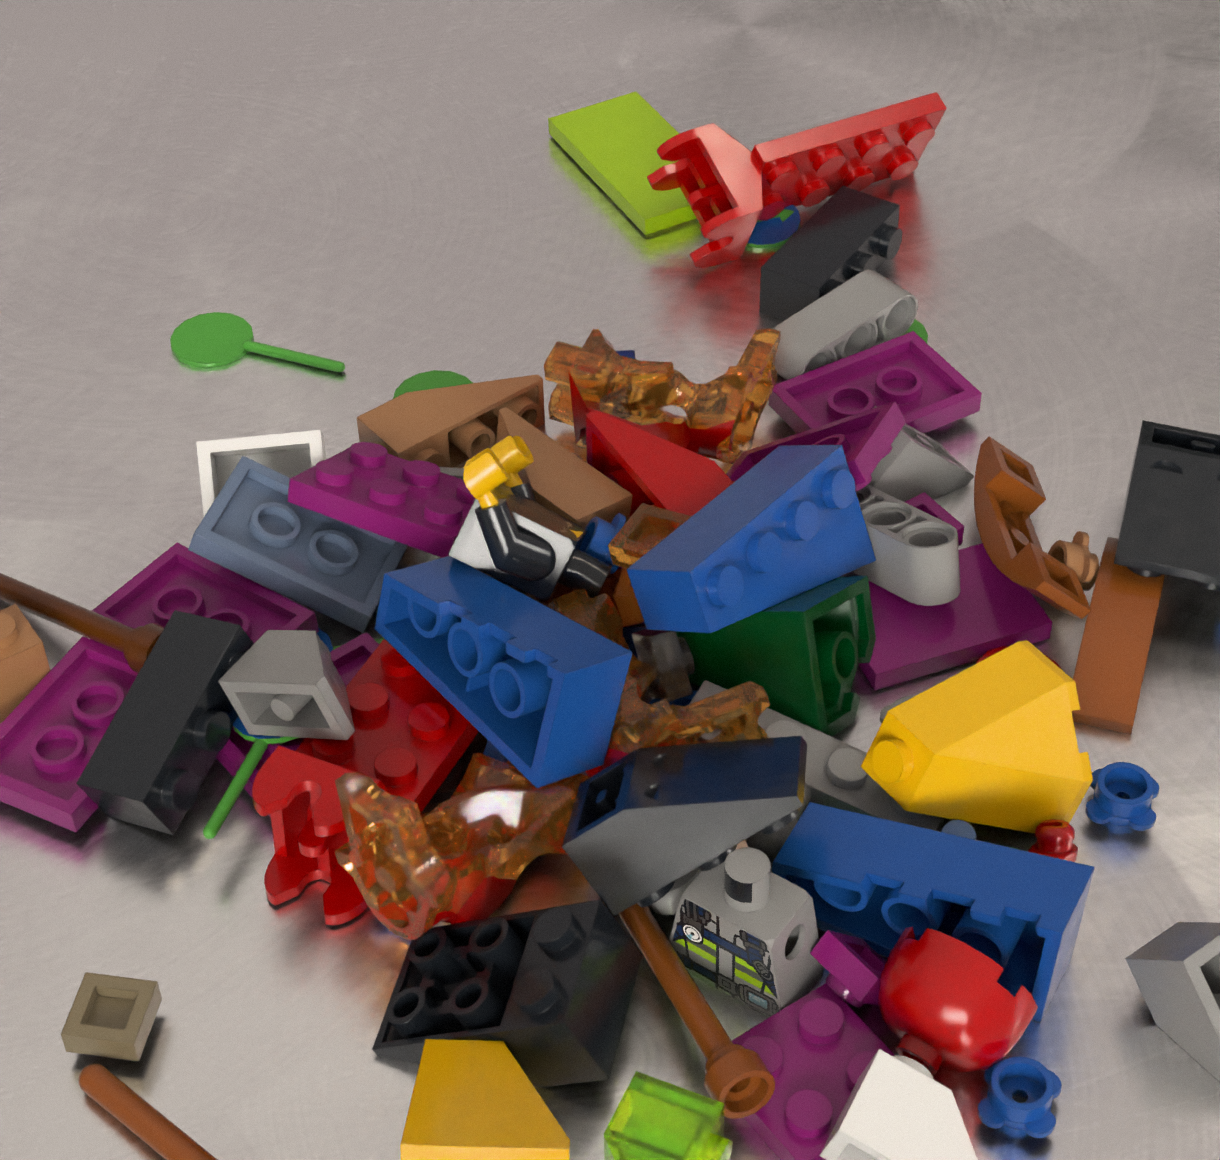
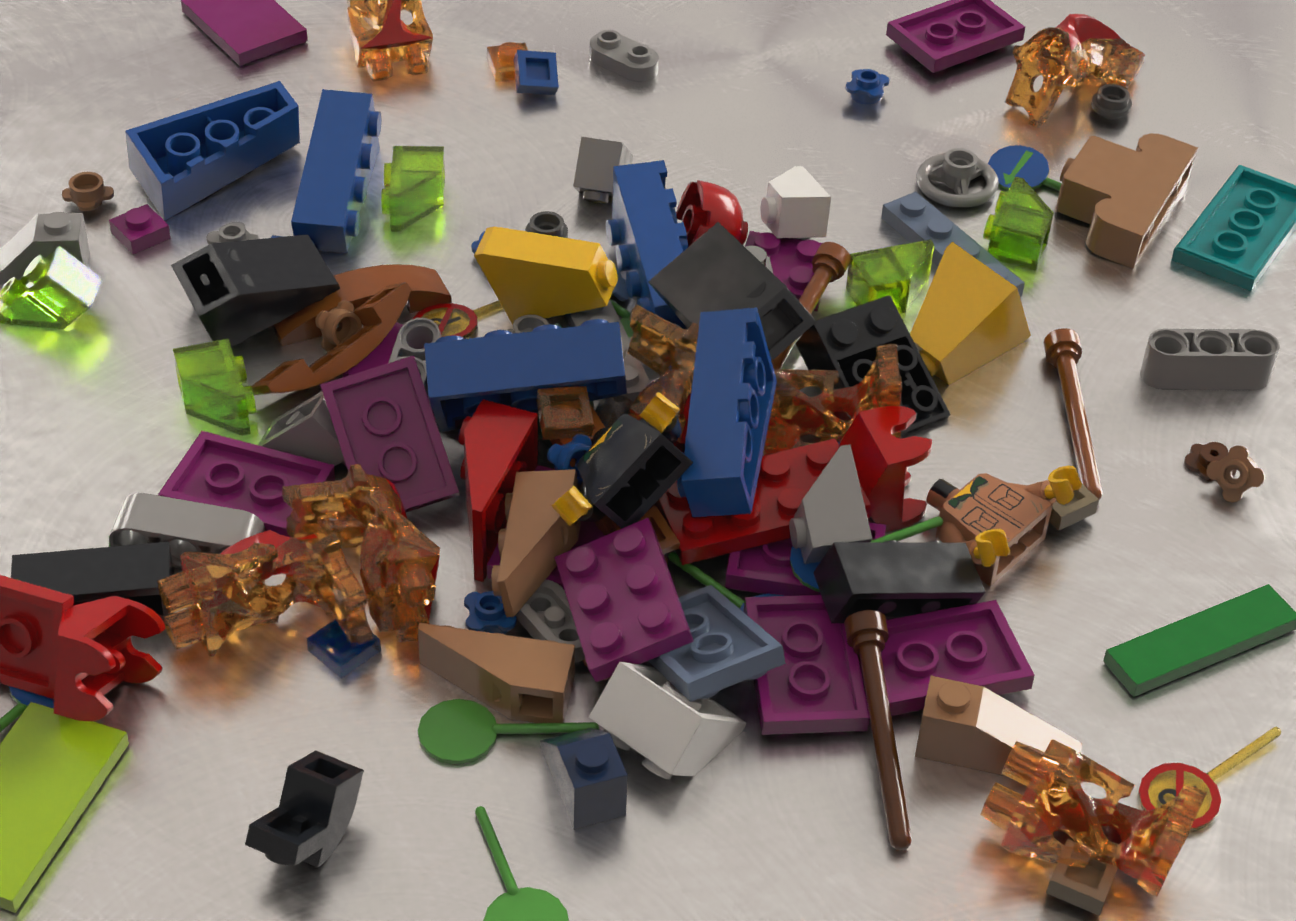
camera: 135 degrees left, 0 degrees up
(158, 894) = (999, 517): none -> nougat torso
(281, 399) = (587, 776): none -> dark blue slope
(432, 243) = (311, 814): none -> black brick
(708, 306) = (230, 590): none -> clear orange hips
(1056, 432) = (212, 385): none -> clear neon green slope
(1122, 867) = (548, 224): none -> dark grey plate

